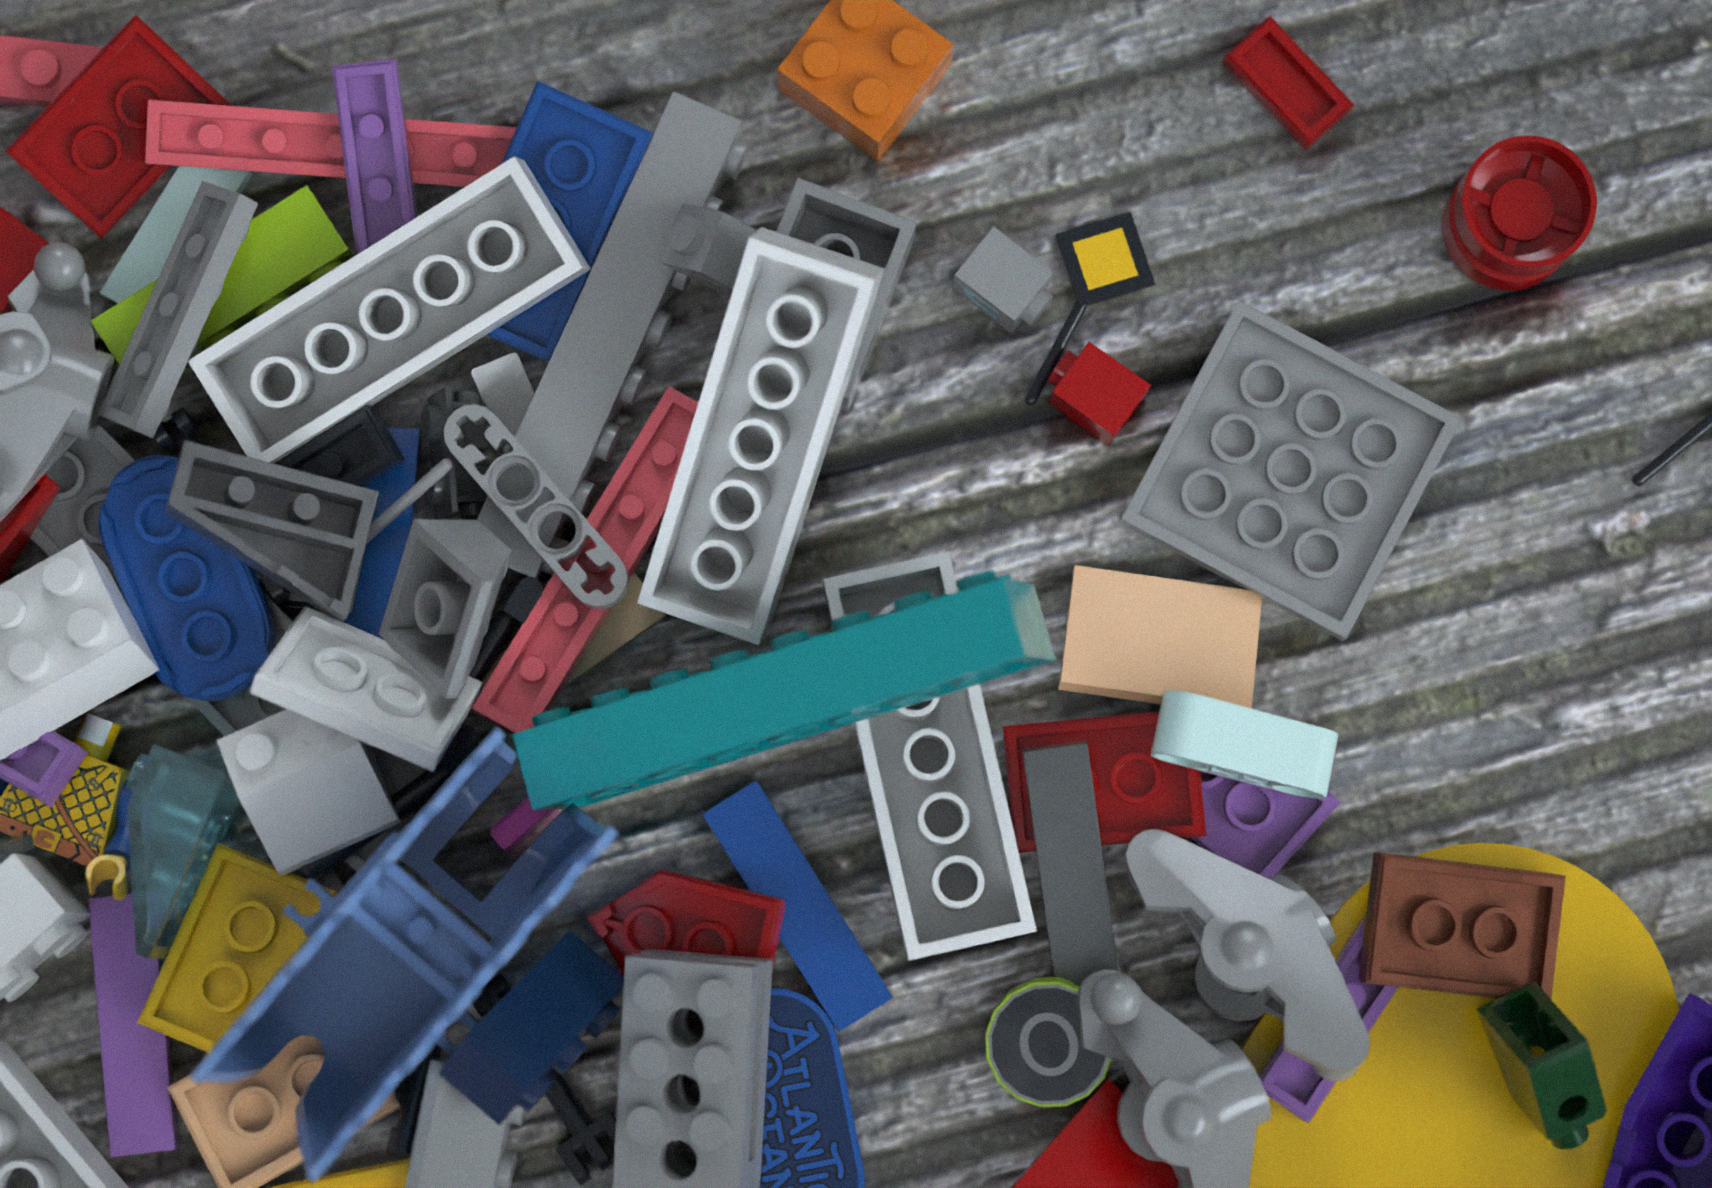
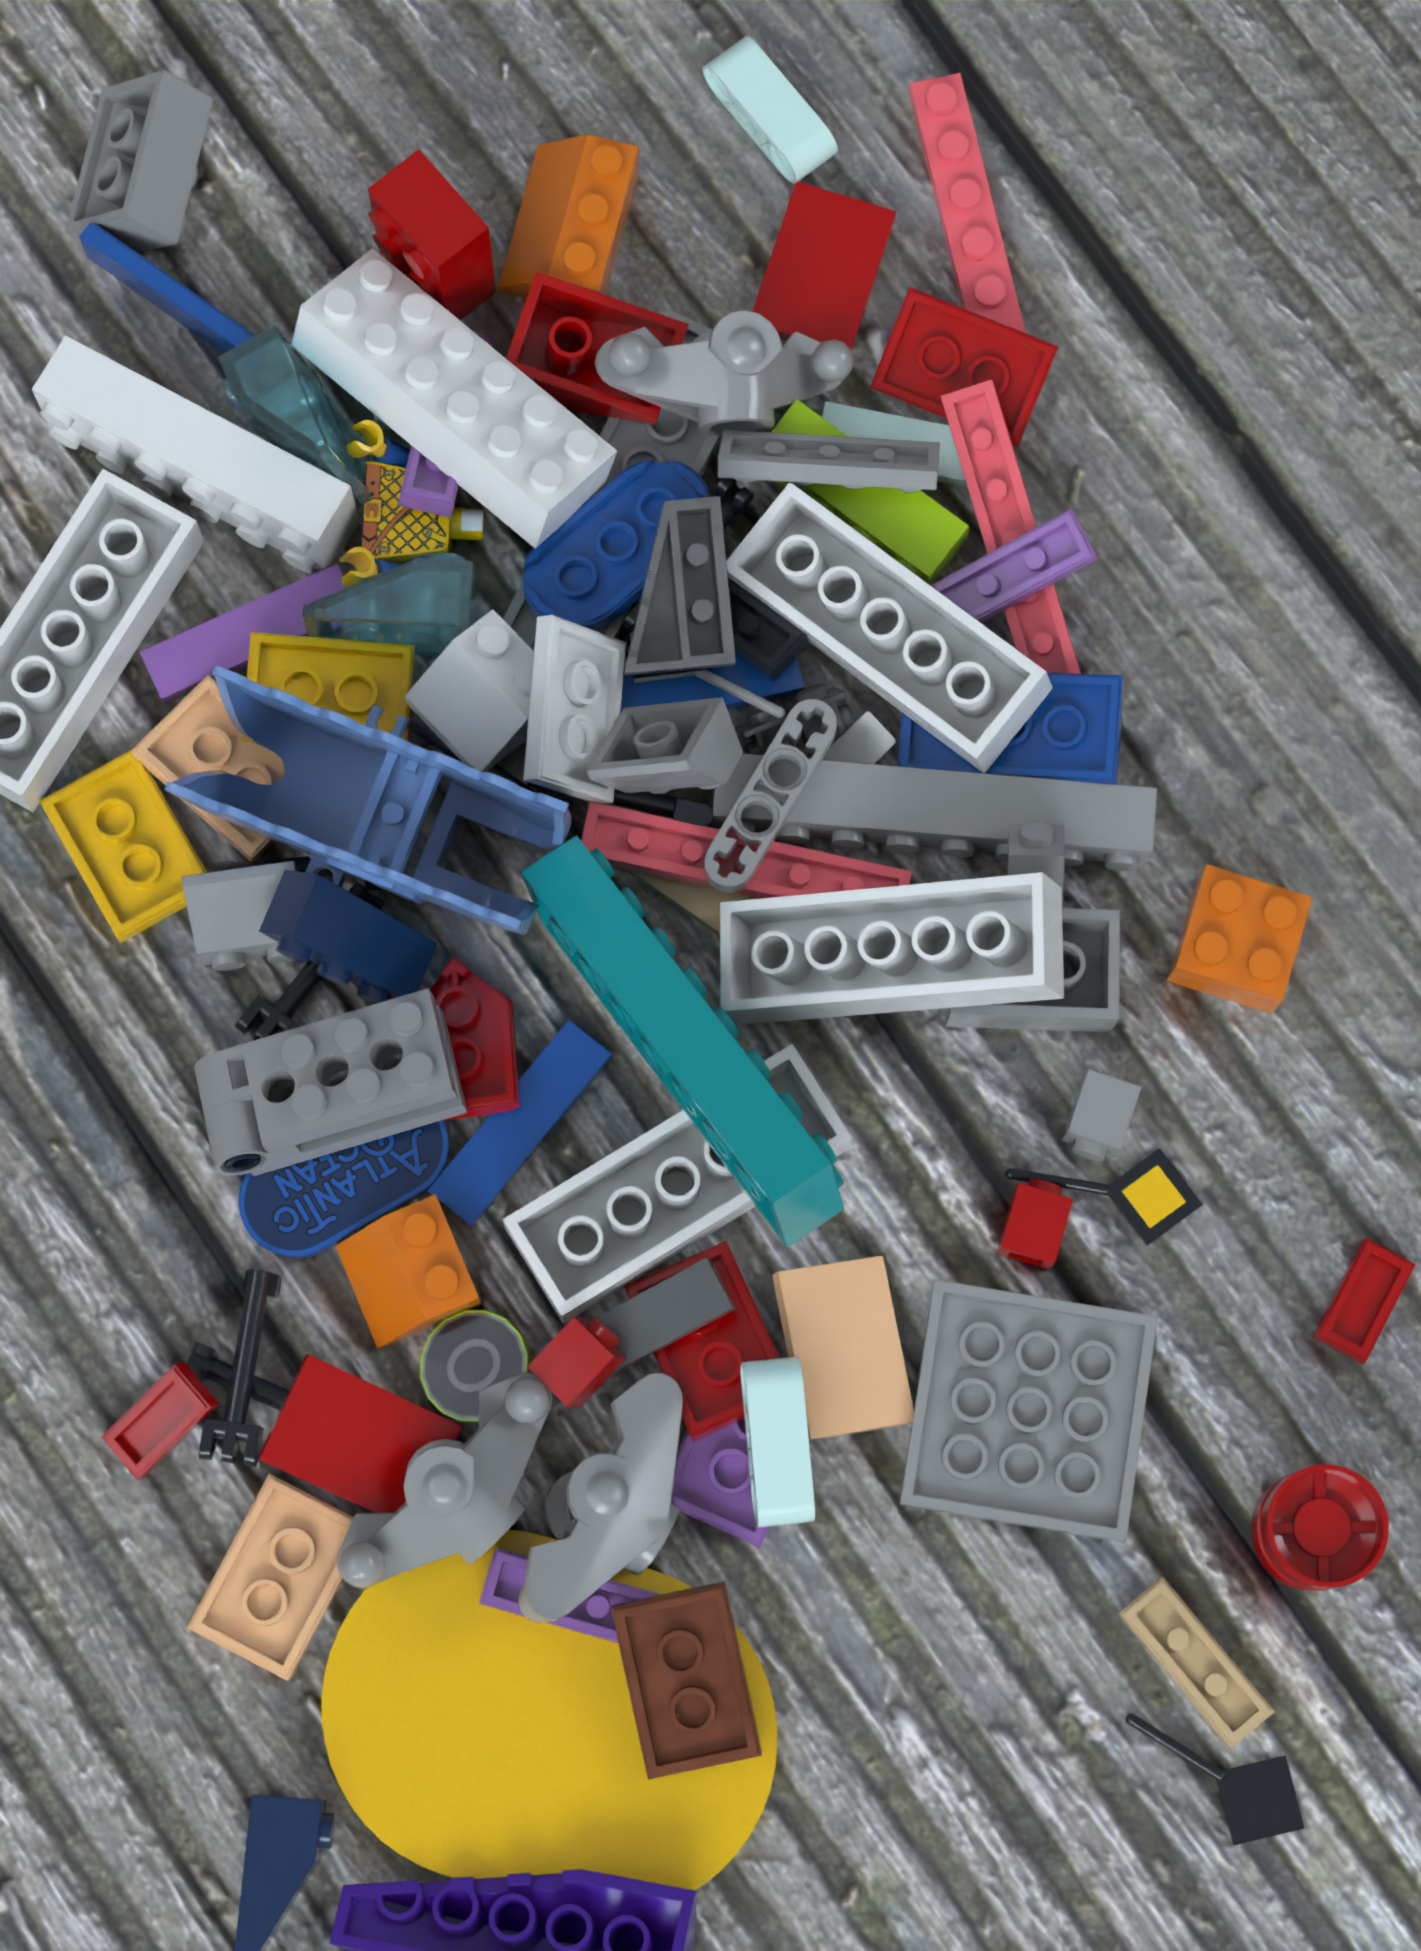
camera: 70 degrees right, 5 degrees down
(520, 825) = (506, 875): dark pink tile -> none
(923, 1083) = (407, 1272): none -> orange slope
(1088, 929) = (578, 1361): none -> red brick
(1555, 1088) = (584, 1791): dark green torso -> none
(1603, 392) = (1195, 1662): none -> tan tile

